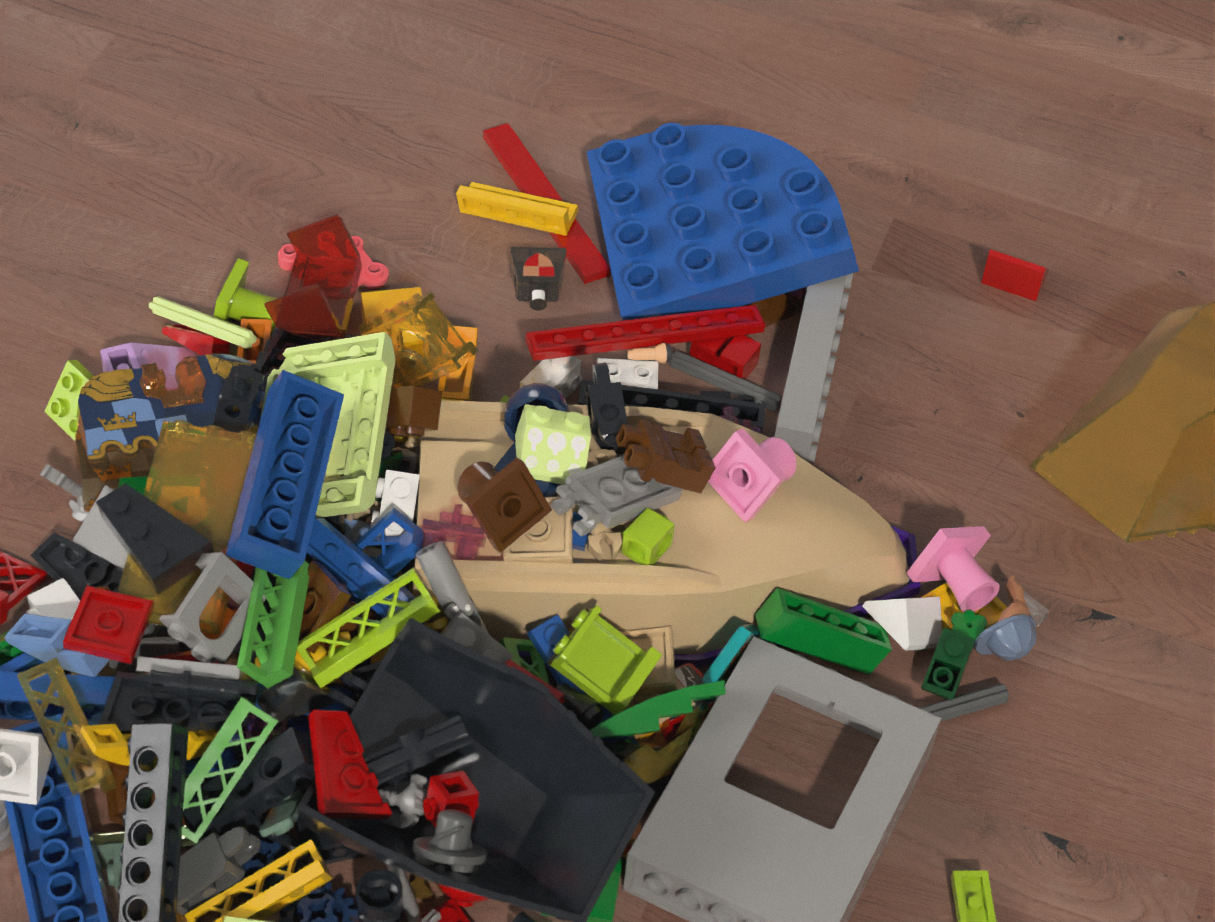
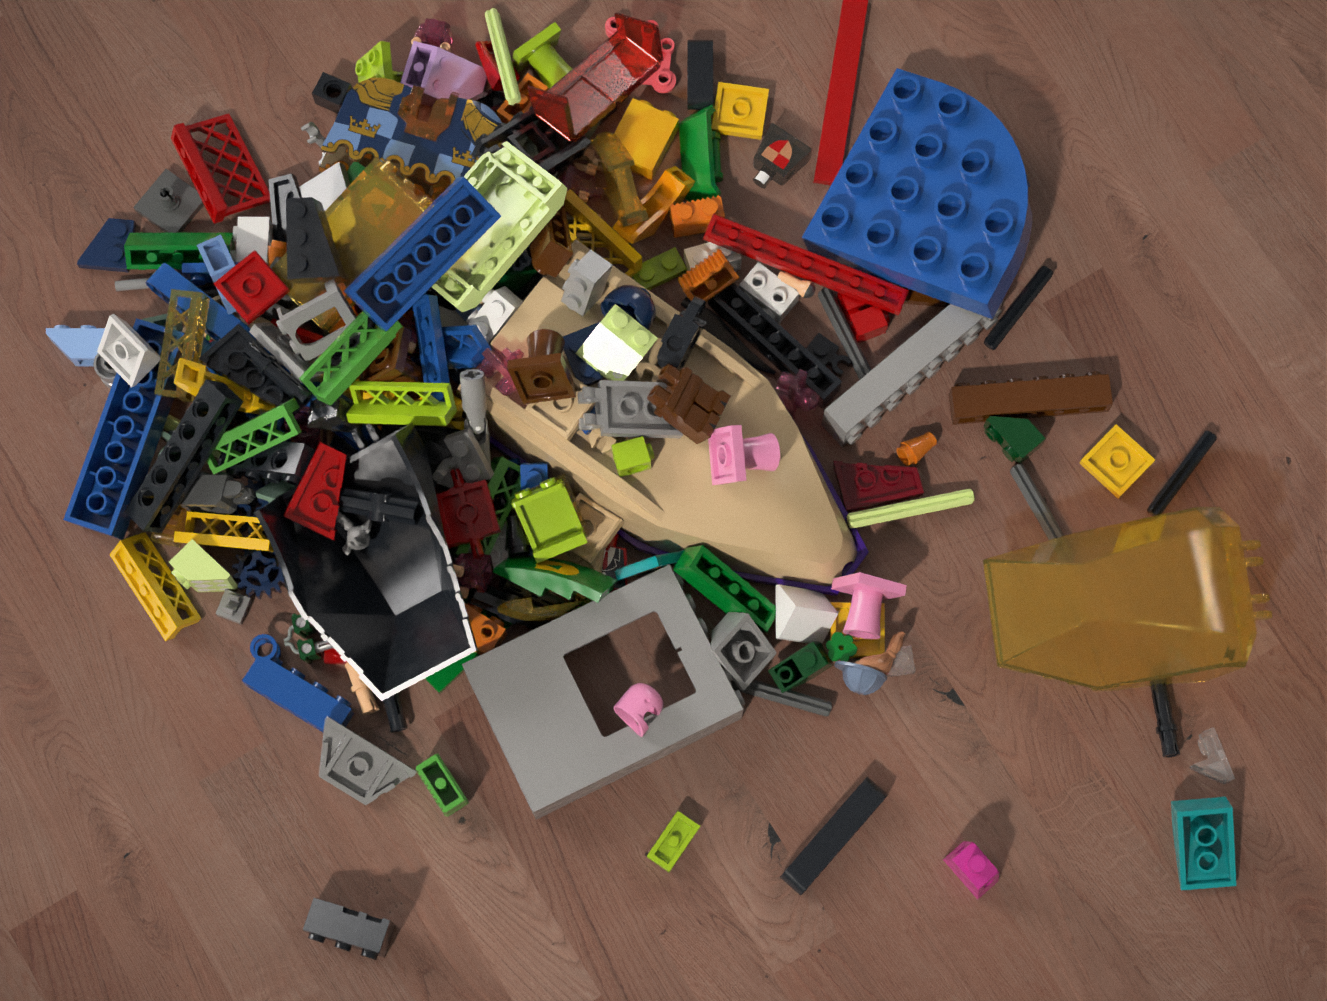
camera: 40 degrees right, 25 degrees up
(43, 445) = (325, 86): none -> black brick
(111, 335) = (434, 33): none -> clear pink piece
(243, 390) = (450, 162): black torso -> none
(406, 251) = (699, 74): none -> black beam
(450, 792) = (368, 560): red brick -> none
(450, 843) = (341, 593): dark grey plate -> none
(466, 309) = (701, 154): none -> green piece
(468, 260) = (740, 110): none -> yellow plate
(476, 410) = (586, 282): none -> light grey brick
(502, 359) = (694, 216): none -> orange brick
(516, 208) = (807, 89): yellow fence -> none
(572, 376) = (708, 277): none -> orange brick
(842, 763) = (636, 703): none -> bright pink helmet
(857, 297) = (1018, 307): none -> black axle
(873, 434) = (914, 449): none -> orange cone
(876, 474) = (873, 485): none -> dark red wing
(881, 669) = (741, 647): none -> light grey slope
(919, 477) = (910, 508): none -> yellowish green axle
(933, 339) = (1030, 398): none -> reddish brown brick
(949, 373) = (1015, 435): none -> dark green slope
(1014, 275) = (1148, 378): red slope -> none
(1015, 415) = (1036, 502): none -> dark grey axle
(1052, 345) = (1117, 461): none -> yellow plate
(1111, 325) = (1182, 473): none -> black axle
(1116, 799) = (833, 836): none -> black beam

